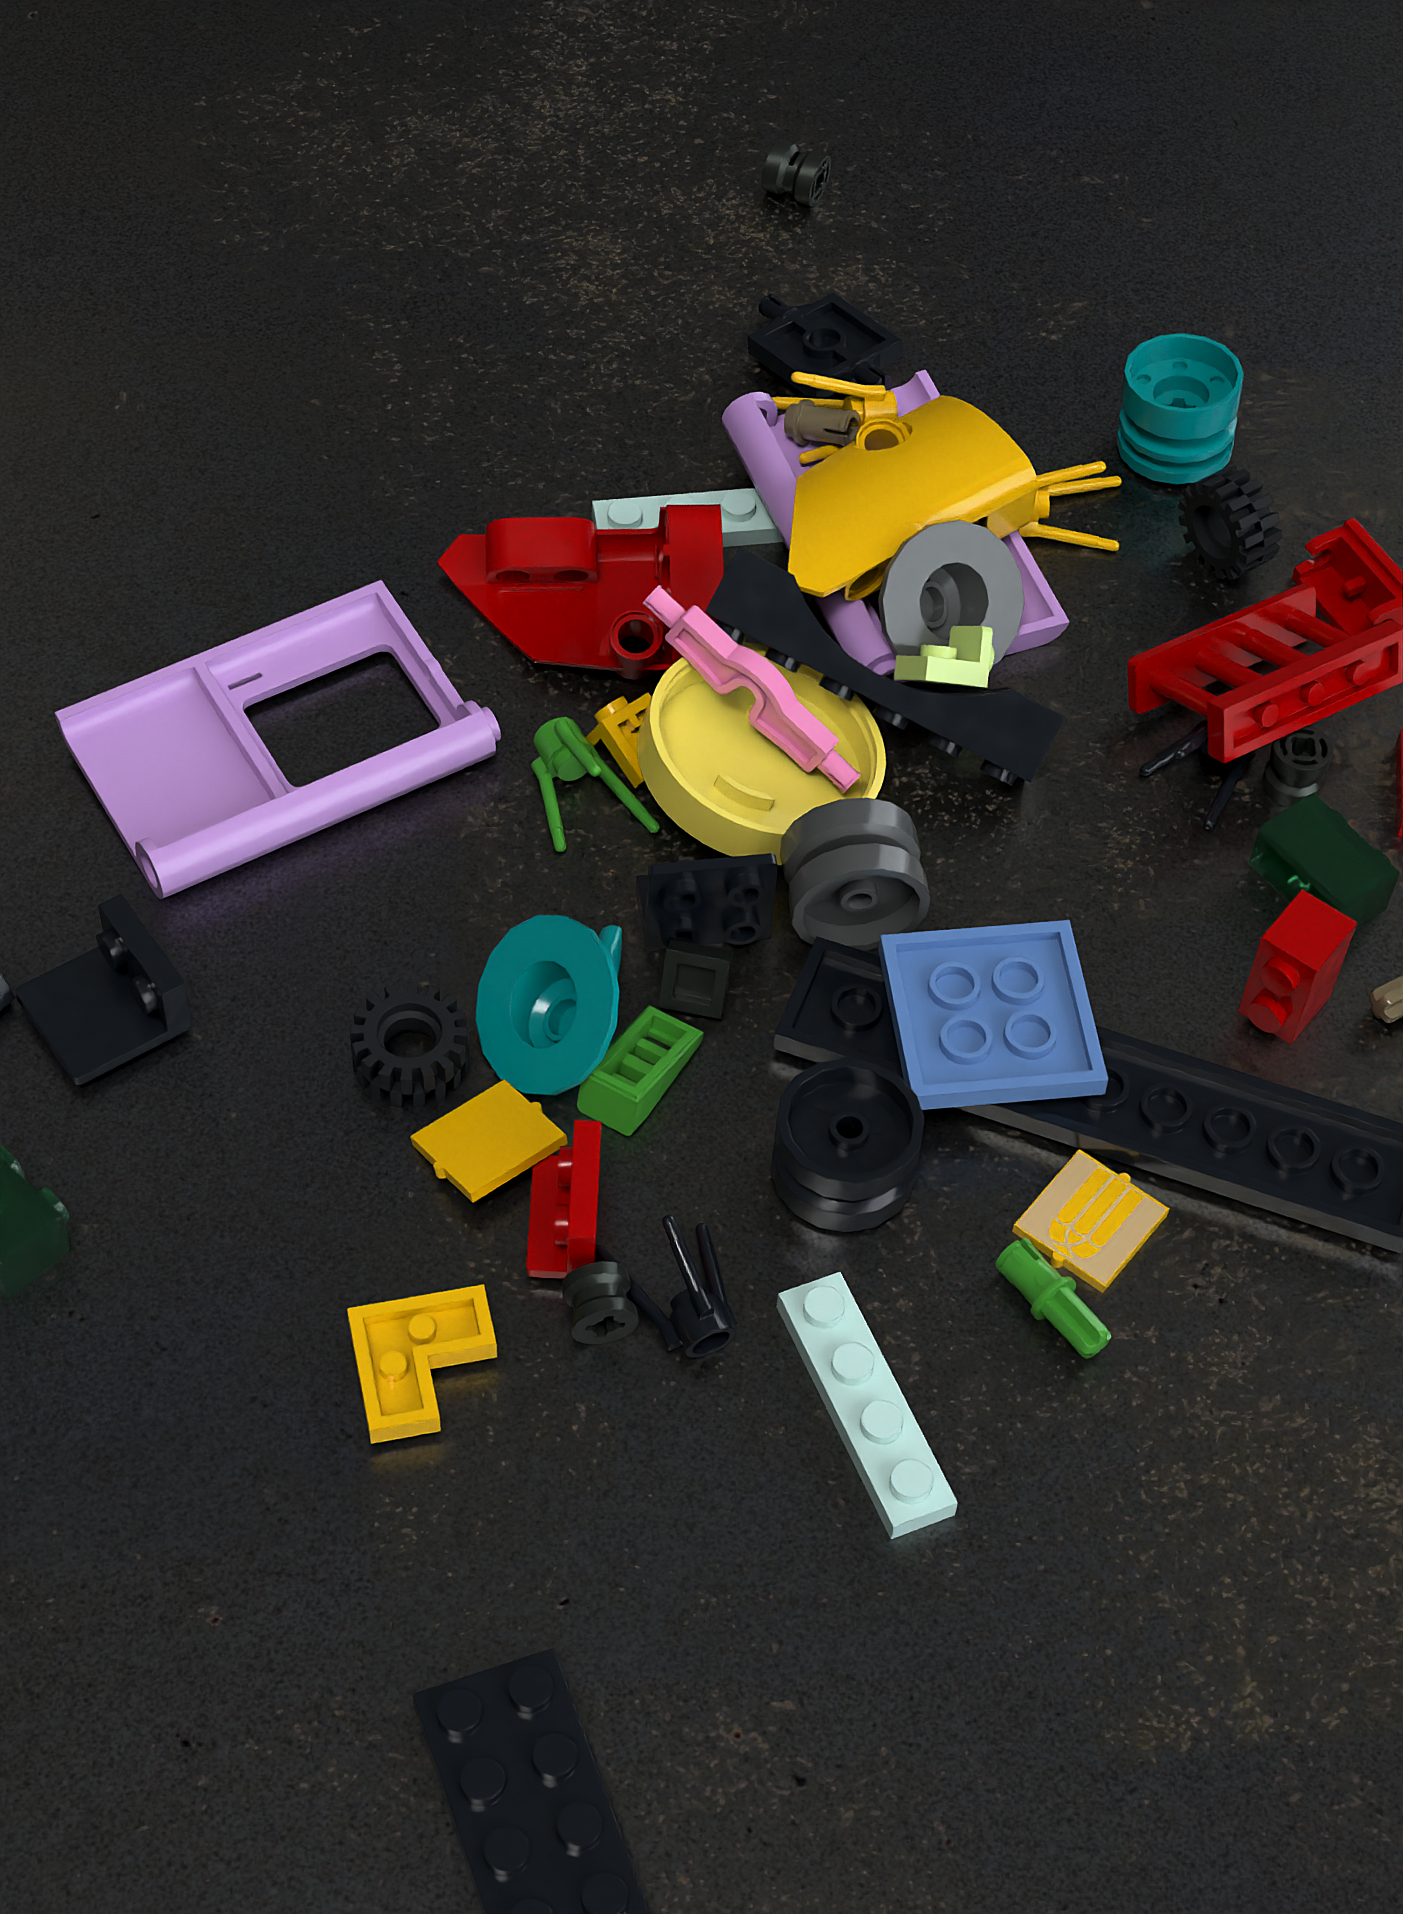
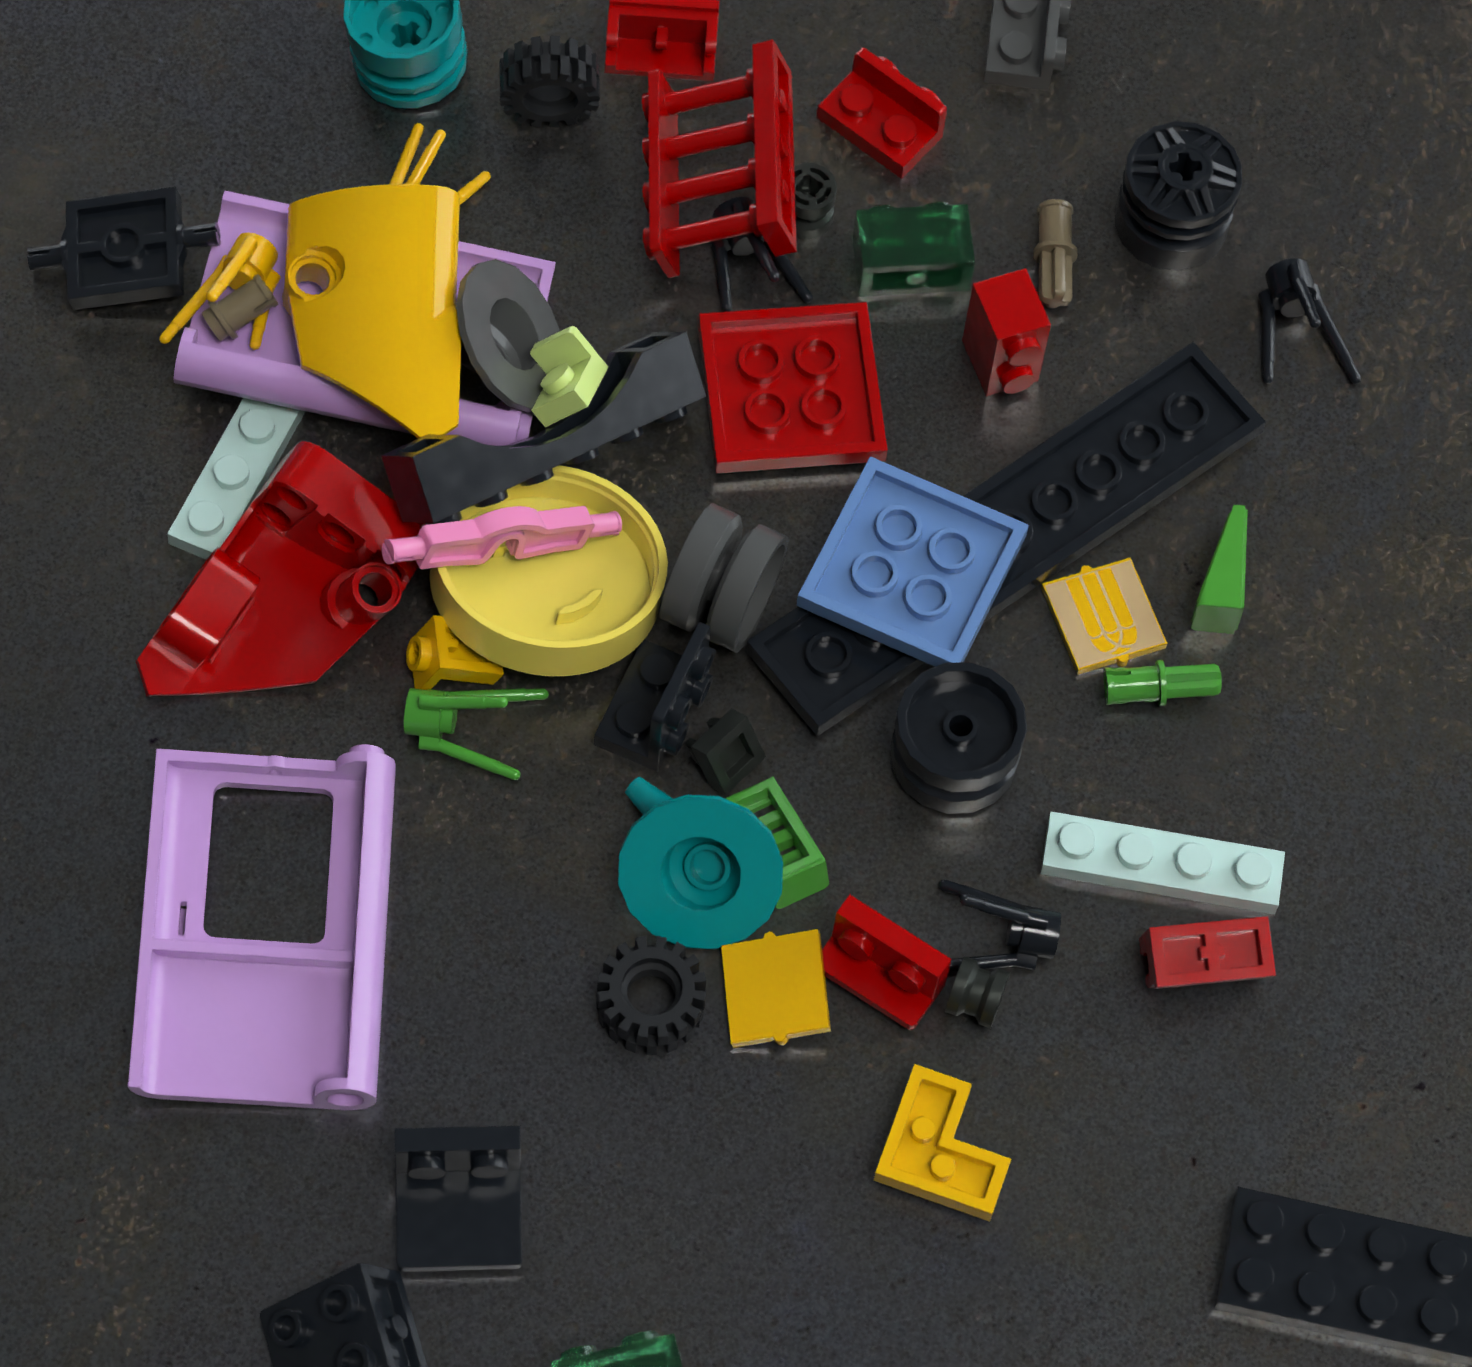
camera: 60 degrees left, 10 degrees up
(786, 1481) = (1208, 952): none -> red hinge
(1104, 849) = (791, 387): none -> red plate
(1204, 1293) = (1223, 589): none -> bright green slope

